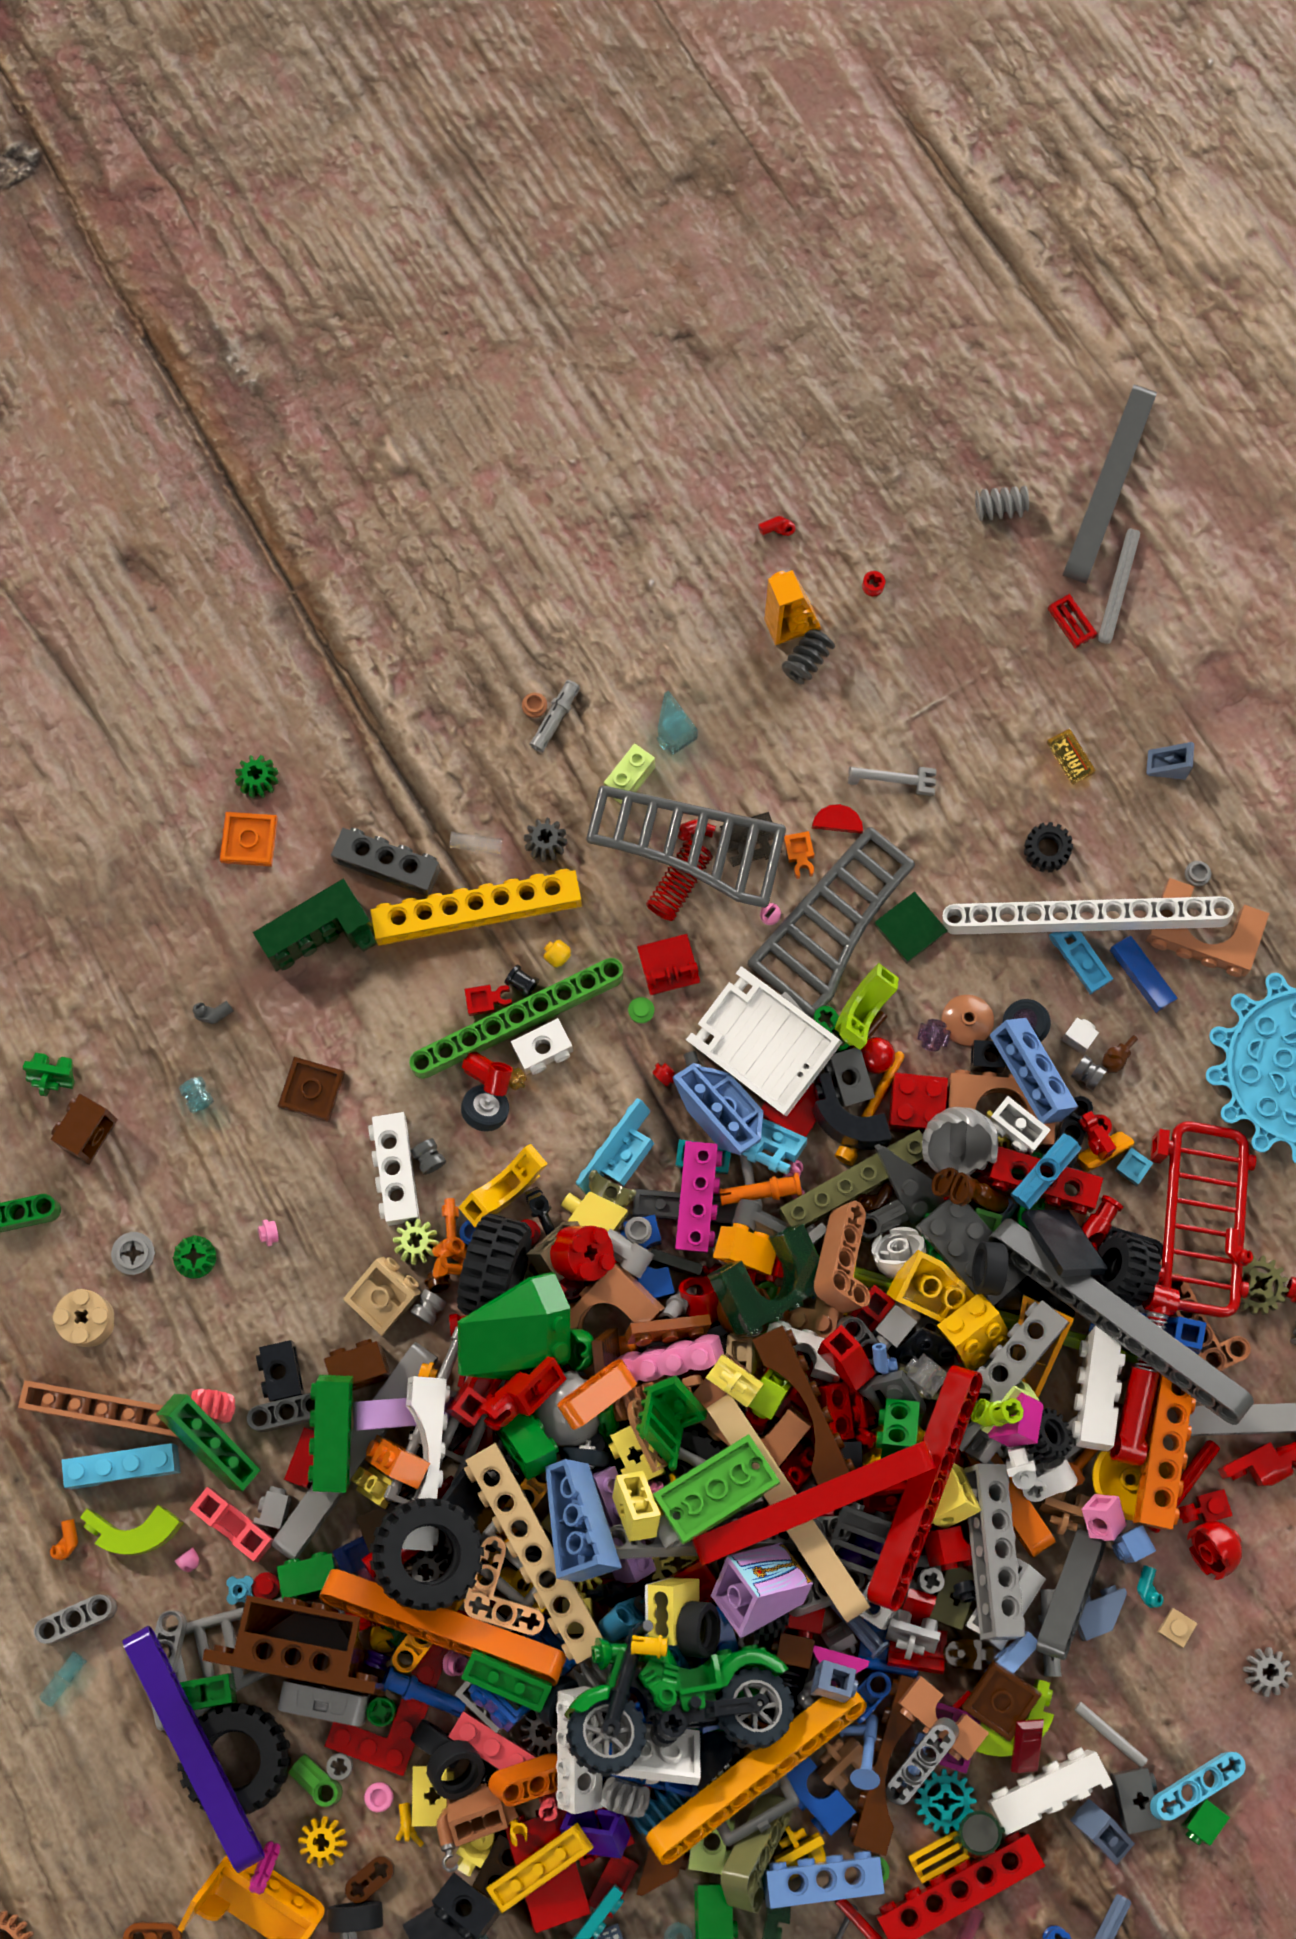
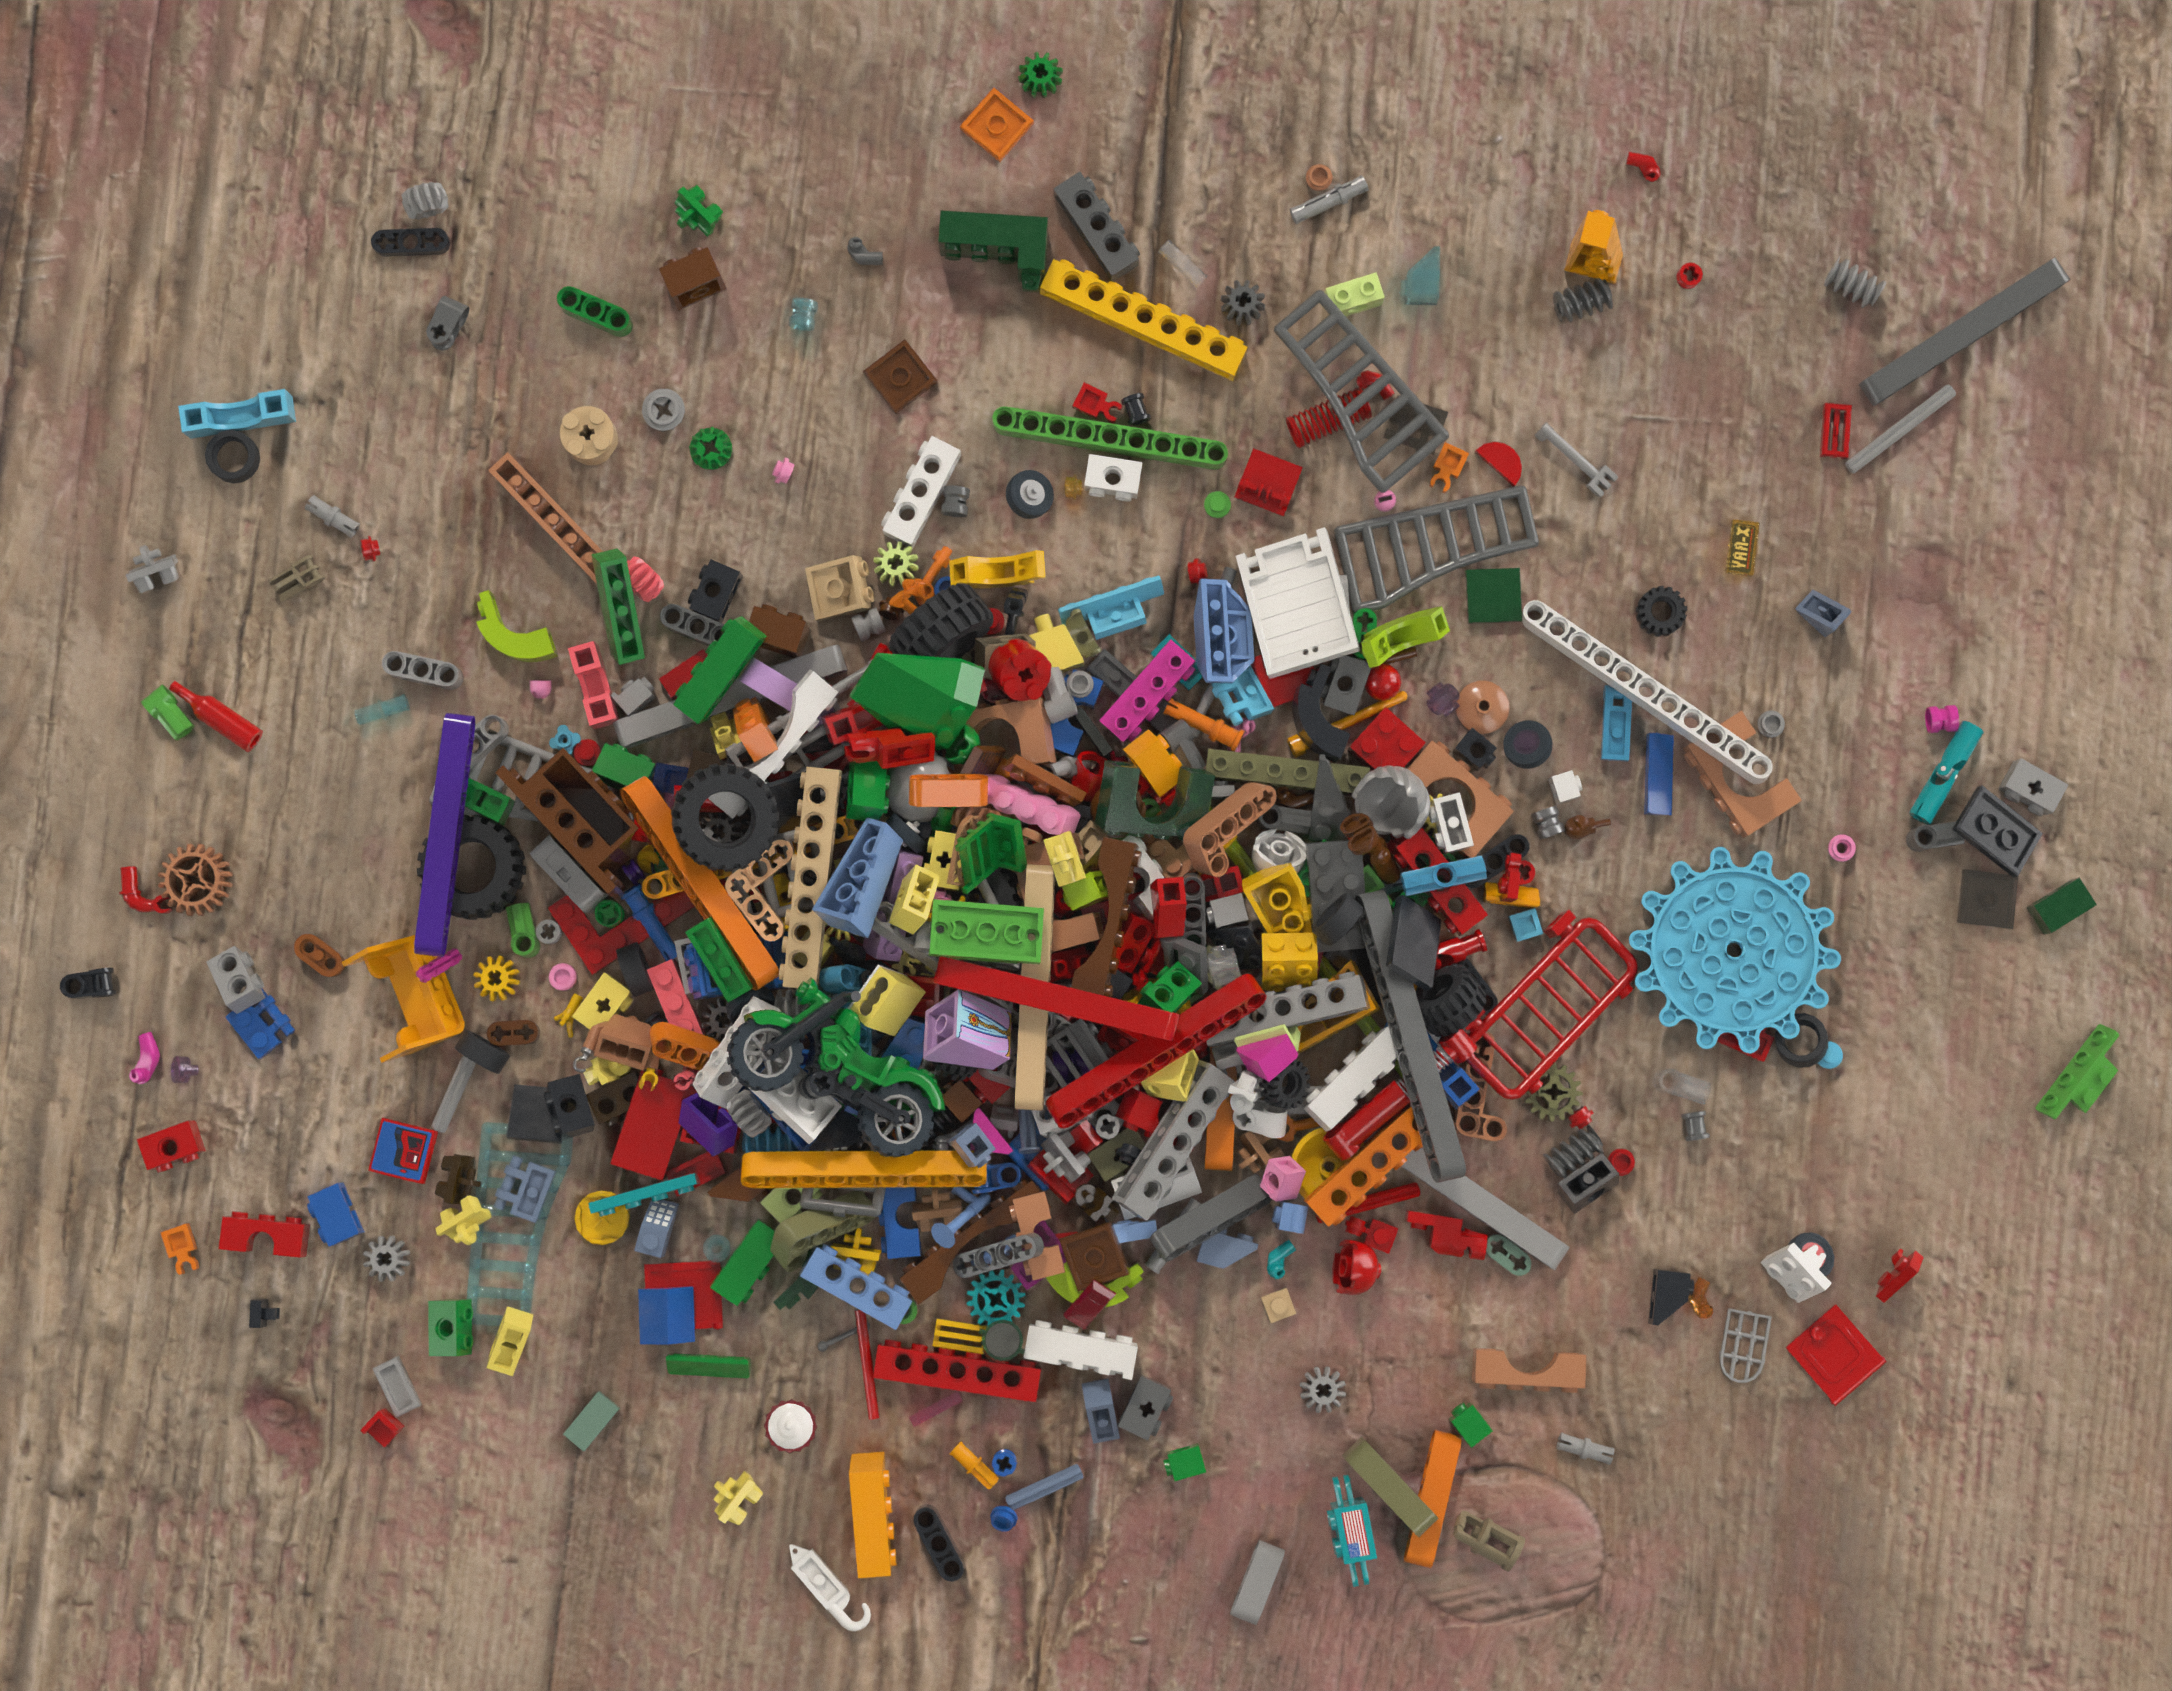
camera: 35 degrees right, 10 degrees up
(67, 1543) = (456, 606): orange arm -> none
(120, 1465) = (538, 575): medium azure arch -> none
(428, 1370) = (830, 675): light orange plate -> none
(454, 1663) = (690, 917): bright pink plate -> none
(463, 1784) = (636, 982): black tyre -> none
(492, 1074) = (1055, 471): red piece -> none
(539, 1868) = (646, 1117): yellow tile -> none
(556, 953) = (1183, 406): yellow piece -> none
(649, 1646) = (845, 1012): yellow pin -> none
(698, 1629) = (882, 1030): black tyre -> none
(880, 1359) = (1194, 929): medium blue arm -> none
(988, 1413) = (1254, 1035): lime connector -> none
(1033, 1070) = (1499, 787): medium blue brick -> none
(1110, 1734) = (1163, 1345): light grey bar -> none
(1198, 1787) = (1201, 1428): medium azure beam -> none
(1234, 1250) = (1552, 1052): red arm -> none

